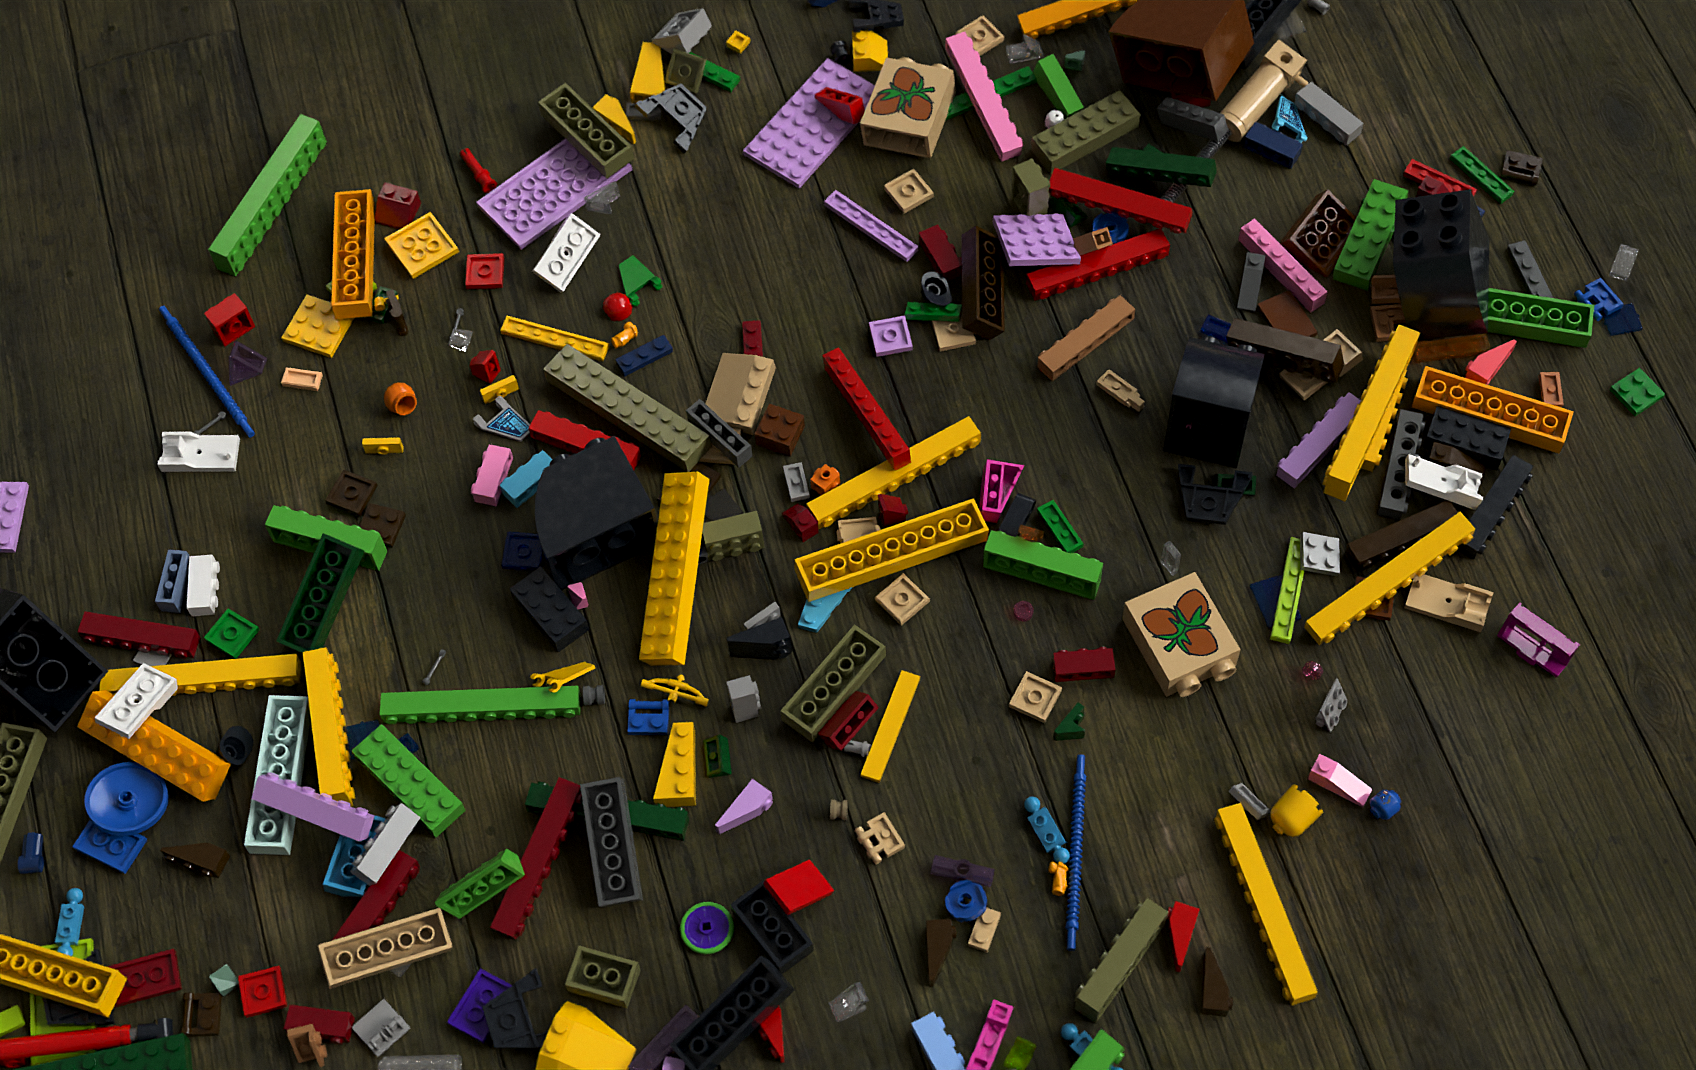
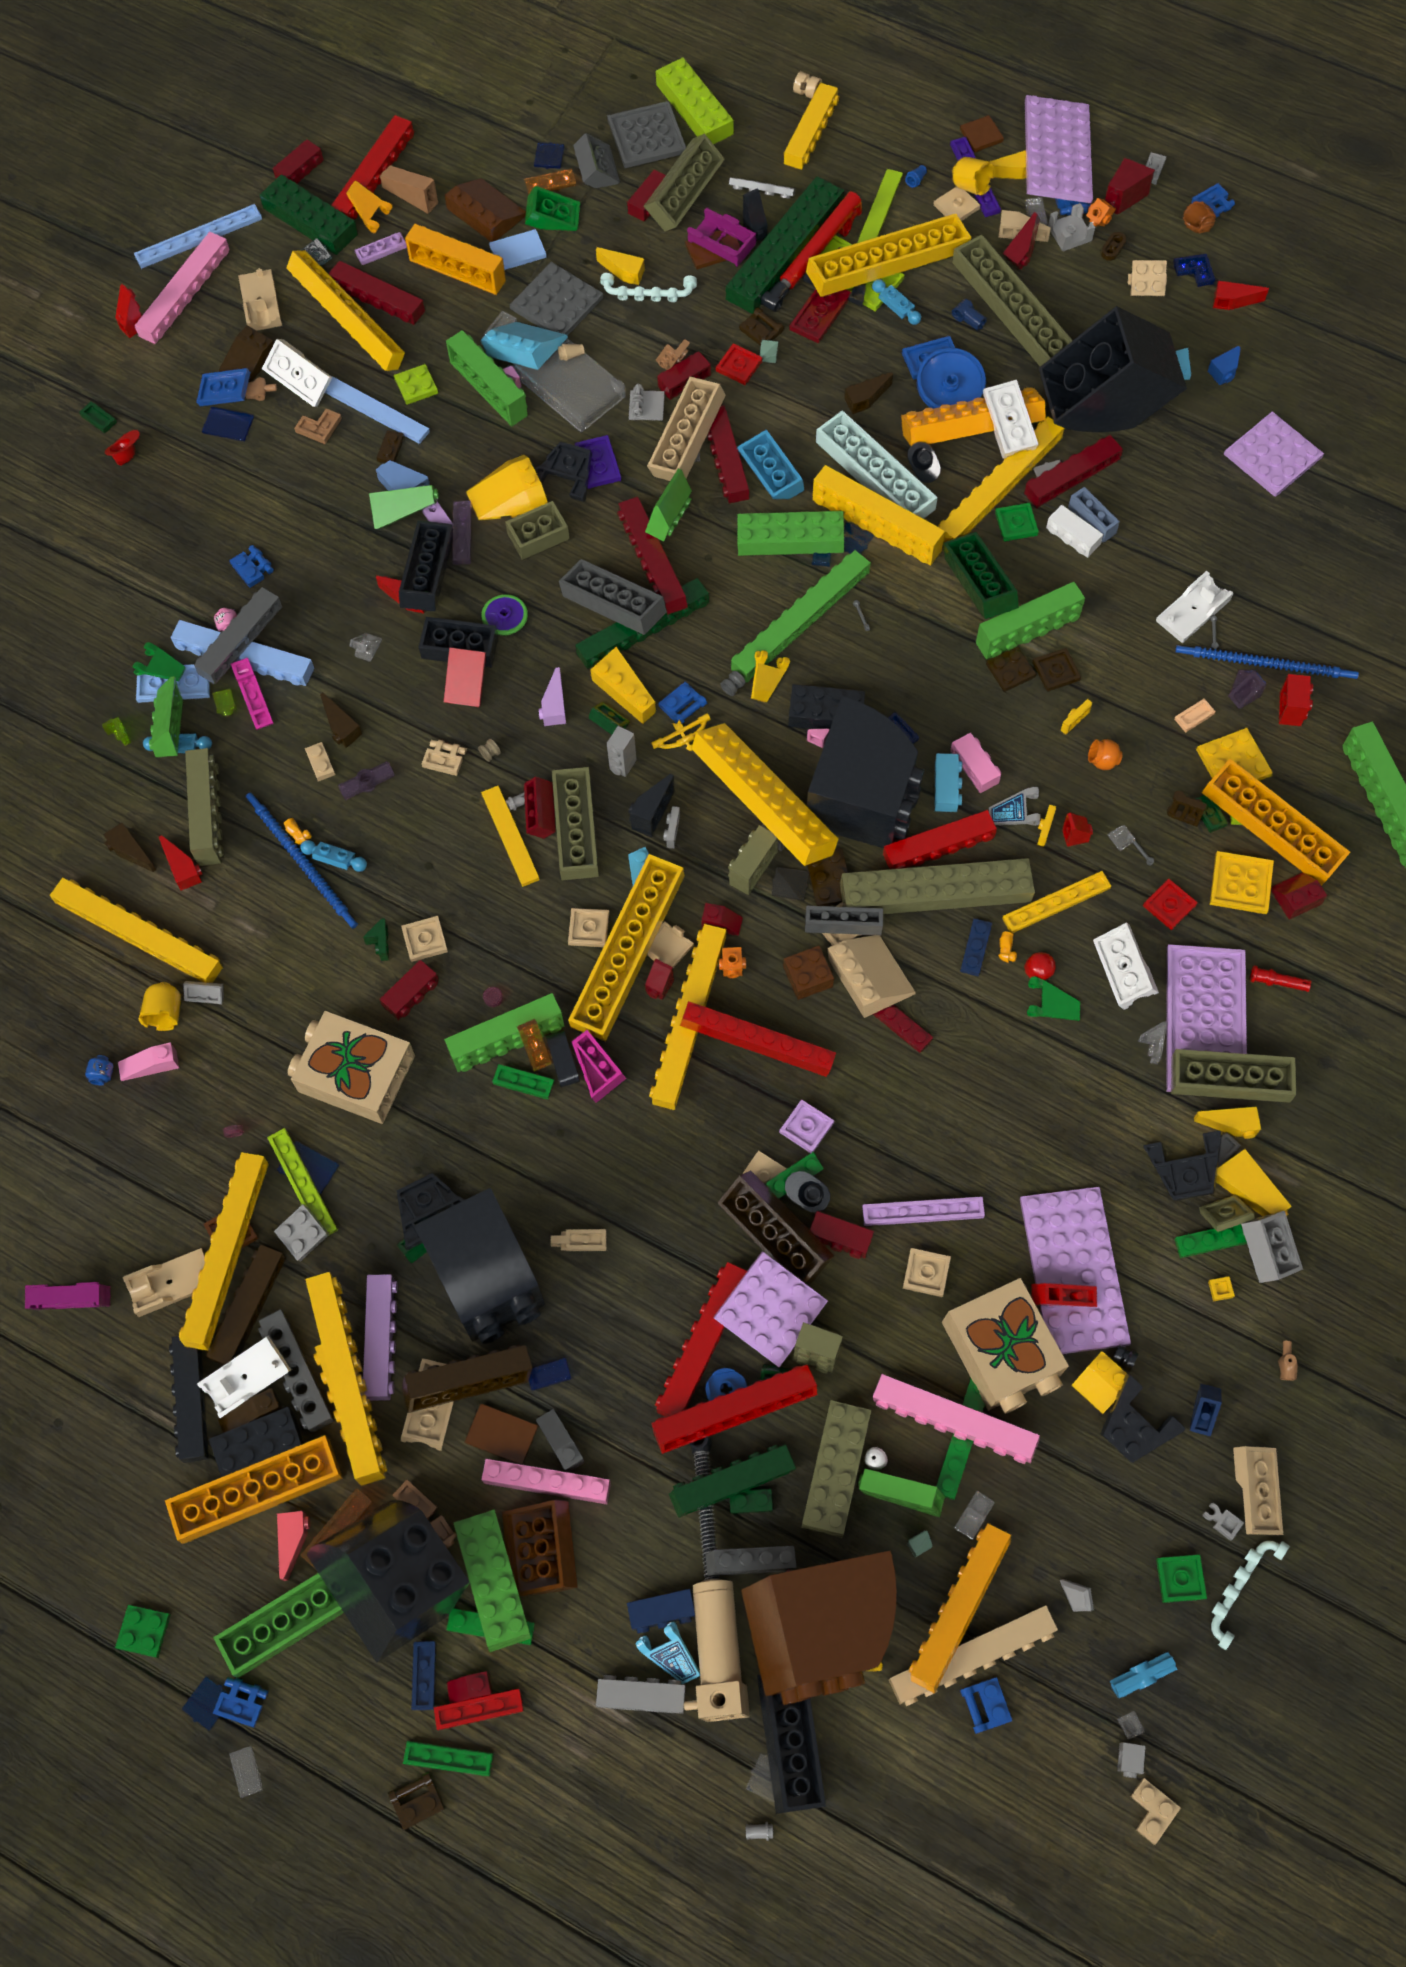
camera: 135 degrees right, 5 degrees up
(313, 807) = (820, 453): lavender brick -> none
(379, 303) = (1209, 807): yellow hand -> none
(384, 844) = (754, 478): brick -> none
(796, 482) = (755, 946): light grey plate -> none
(974, 908) = (341, 755): blue plate -> none
(983, 35) = (1027, 1492): tan plate -> none
(1085, 338) = (650, 1262): medium nougat brick -> none
(1093, 241) = (721, 1349): medium nougat brick -> none
(1170, 558) = (412, 1121): clear tile -> none
(1332, 707) = (196, 1111): light grey hinge -> none
(1528, 269) = (324, 1679): dark grey plate -> none
(1551, 388) = (219, 1562): nougat plate -> none

